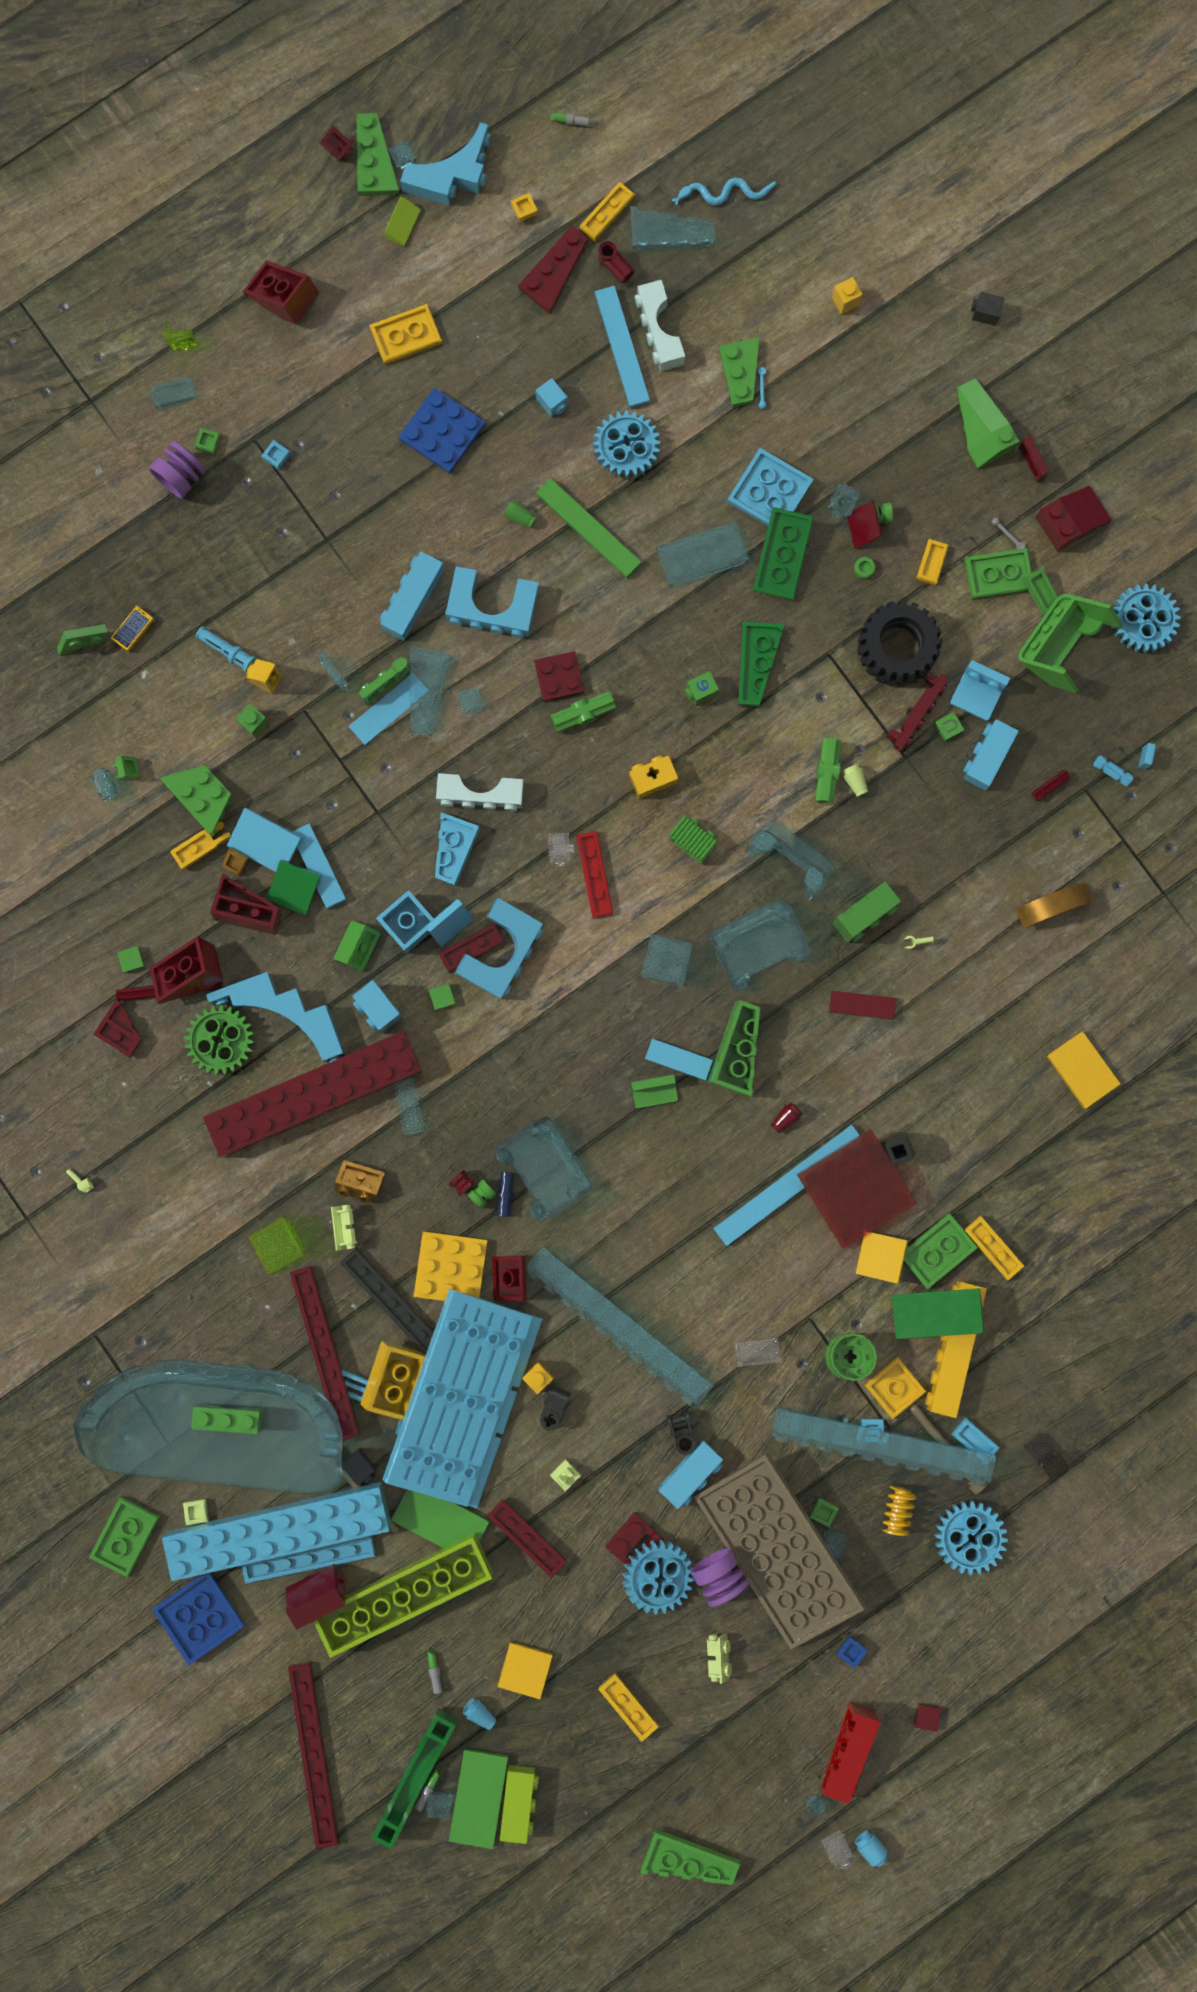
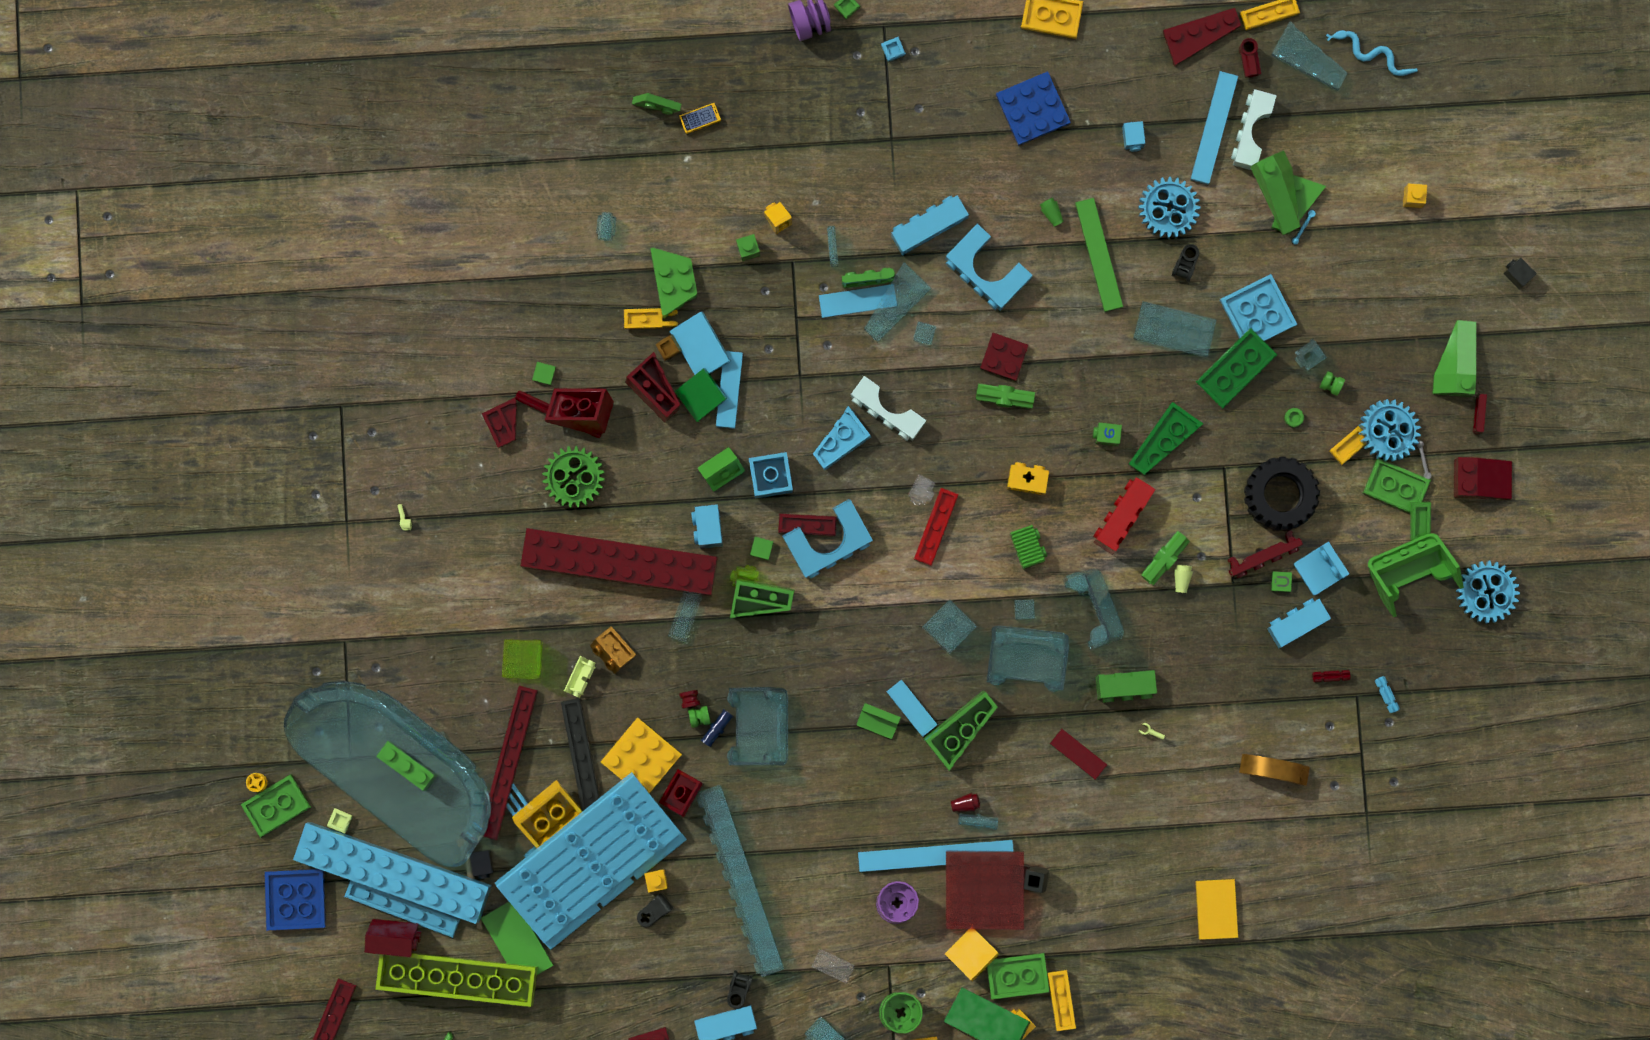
camera: 30 degrees right, 0 degrees up
(86, 1526) = (253, 784): none -> yellow wheel
(126, 767) = (630, 224): bright green tile -> none
(233, 654) = (765, 186): medium azure pin -> none
(262, 994) = (627, 460): medium azure arch -> none
(443, 1026) = (747, 572): none -> clear neon green bracket
(449, 923) = (802, 496): medium azure tile -> none
(468, 1045) = (760, 598): none -> bright green wedge
(527, 1538) = (573, 995): dark red plate -> none
(565, 1474) = (631, 966): yellowish green tile -> none
(675, 487) = (1185, 266): none -> pearl dark grey piece
(714, 361) = (1277, 185): none -> bright green wedge
(726, 900) = (1024, 609): none -> clear light blue tile
(765, 755) = (1123, 516): none -> red wedge
(786, 1241) = (905, 894): none -> medium lavender wheel
(808, 1127) = (978, 821): none -> clear light blue pin
(864, 524) = (1314, 384): dark red piece -> none
(960, 524) = (1399, 417): none -> medium azure gear
(1147, 756) = (1420, 699): medium azure tile -> none

